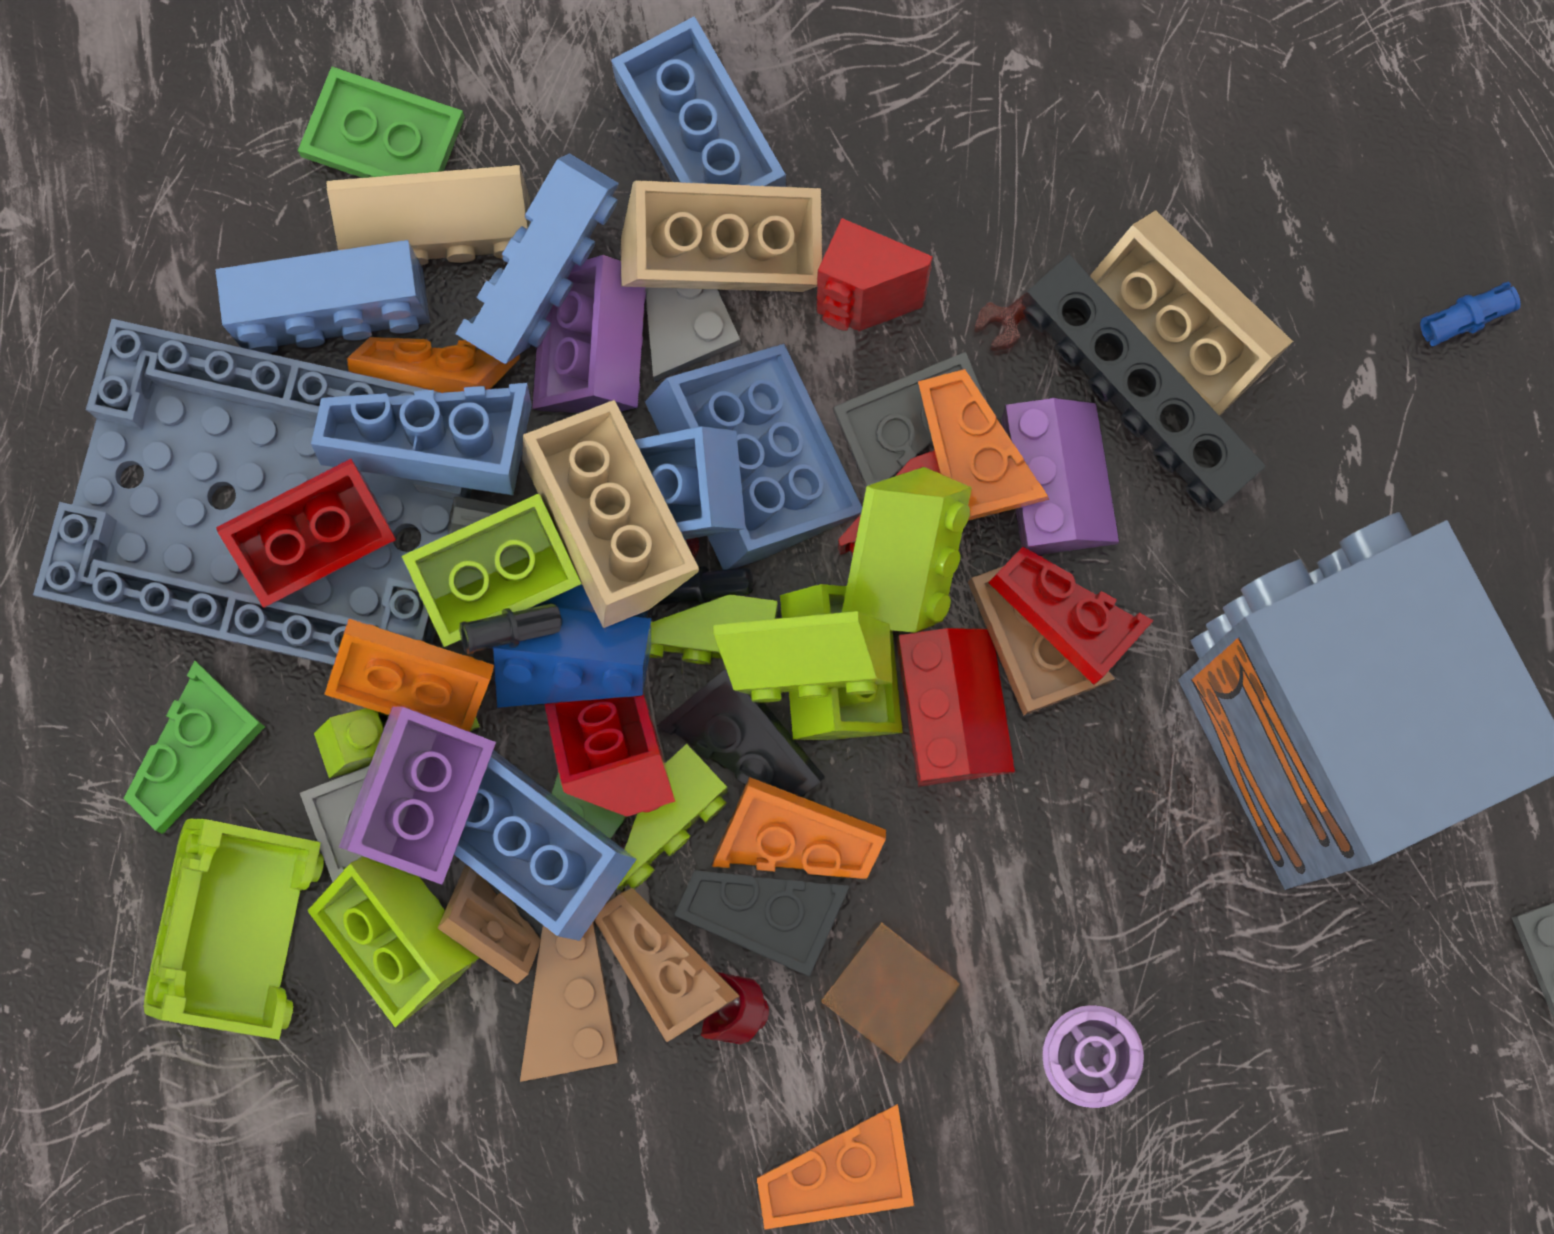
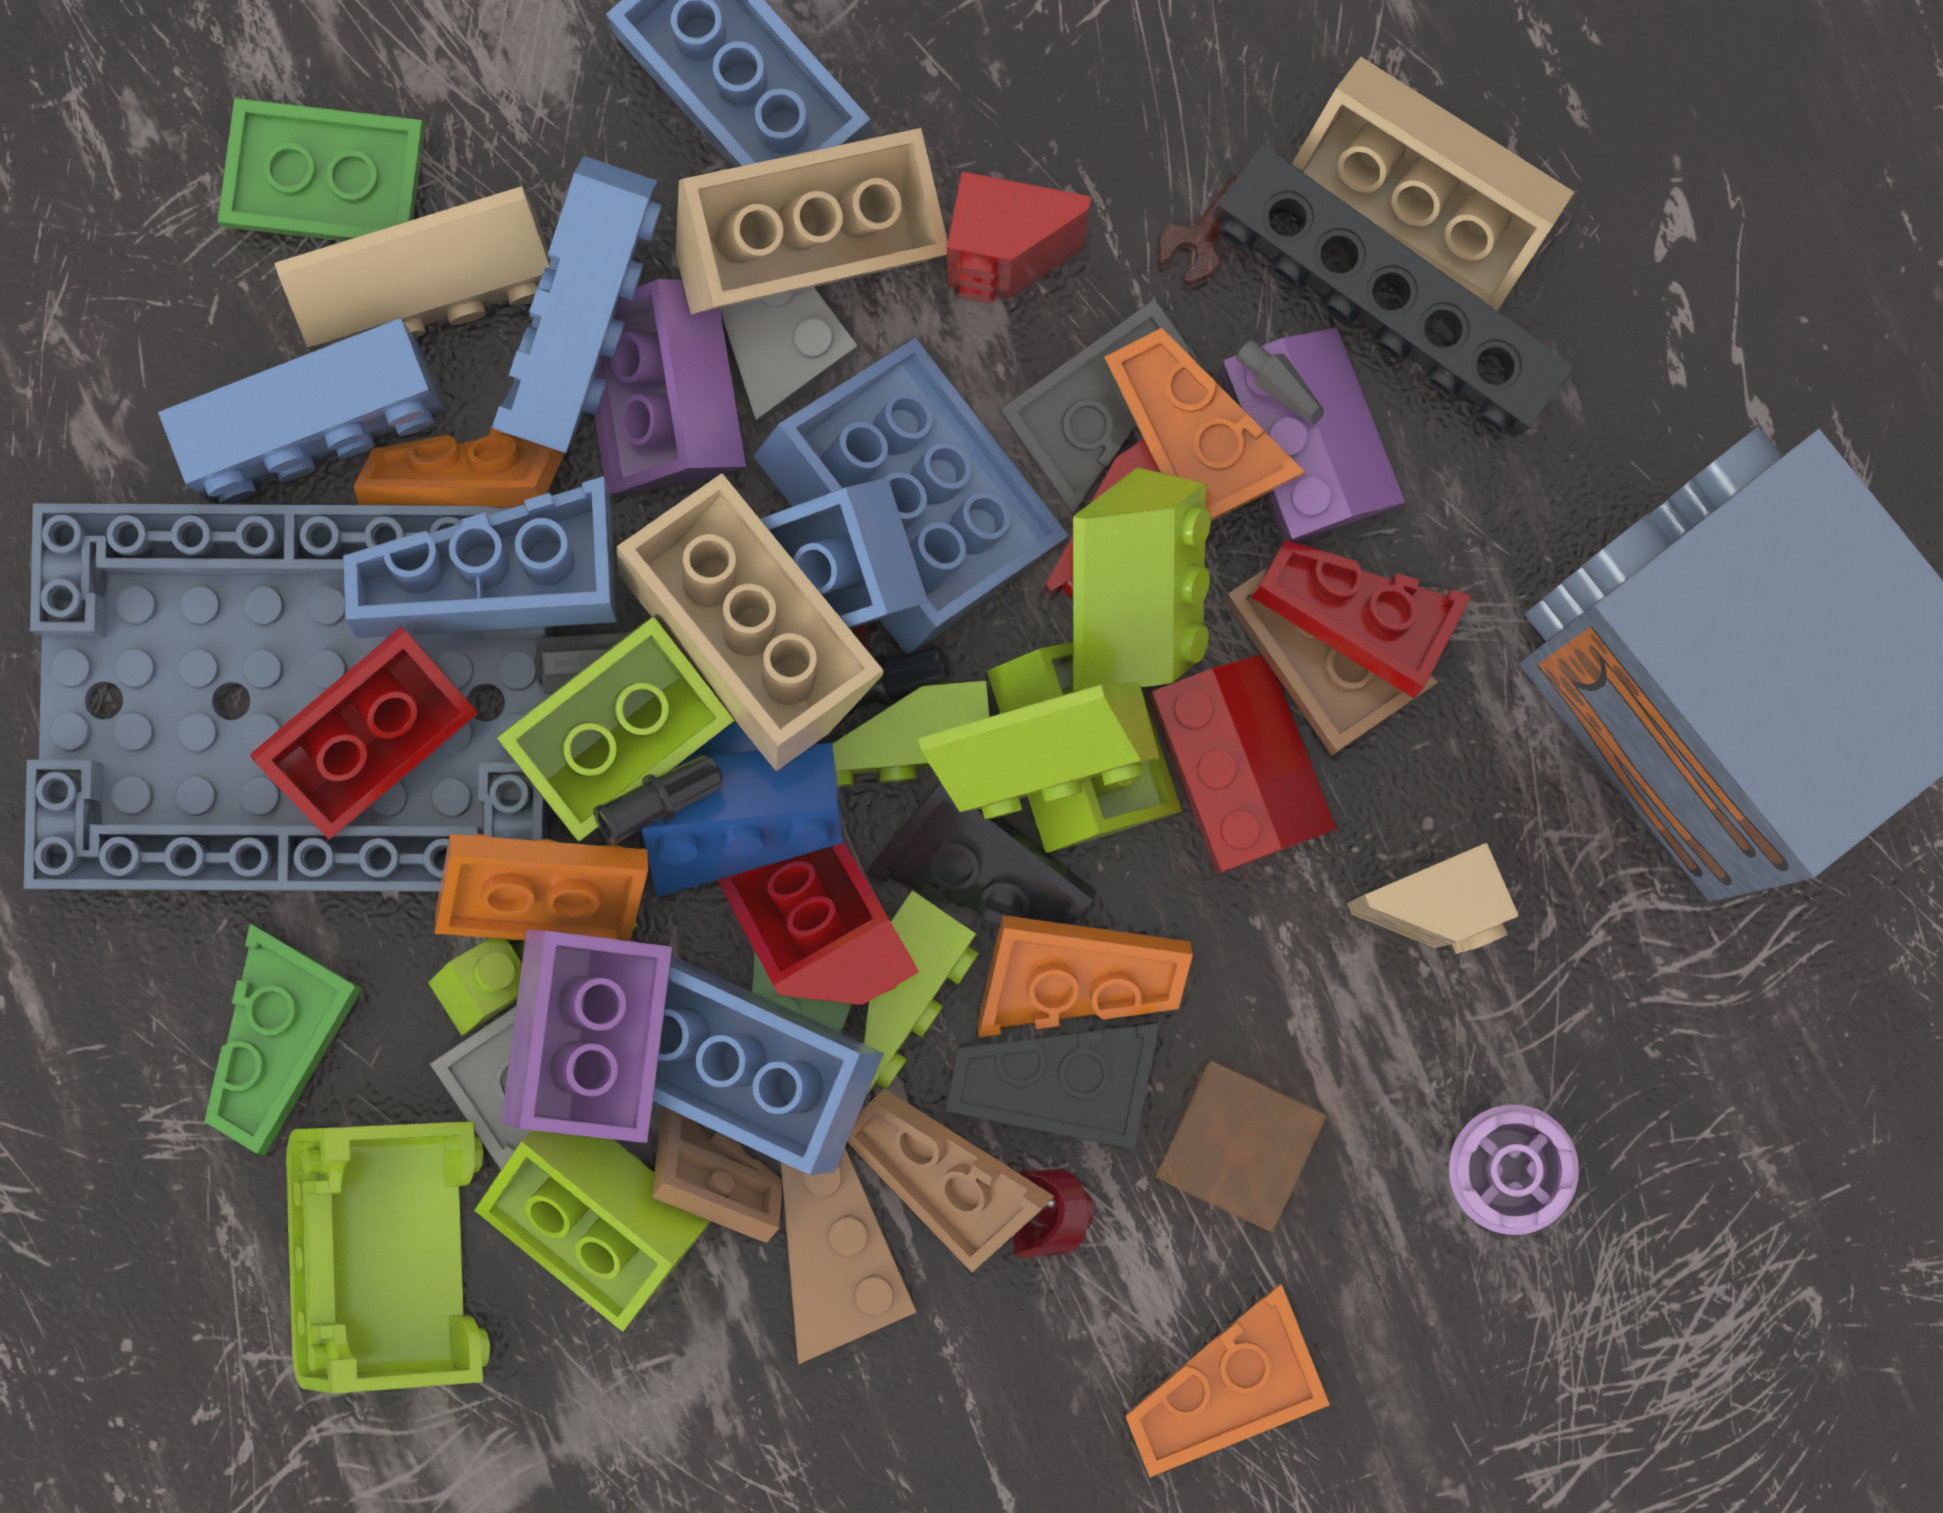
camera: 15 degrees left, 5 degrees up
(1045, 426) = (1280, 380): none -> dark grey bar
(1081, 840) = (1444, 904): none -> tan slope
(1470, 313) = (1794, 103): blue pin -> none

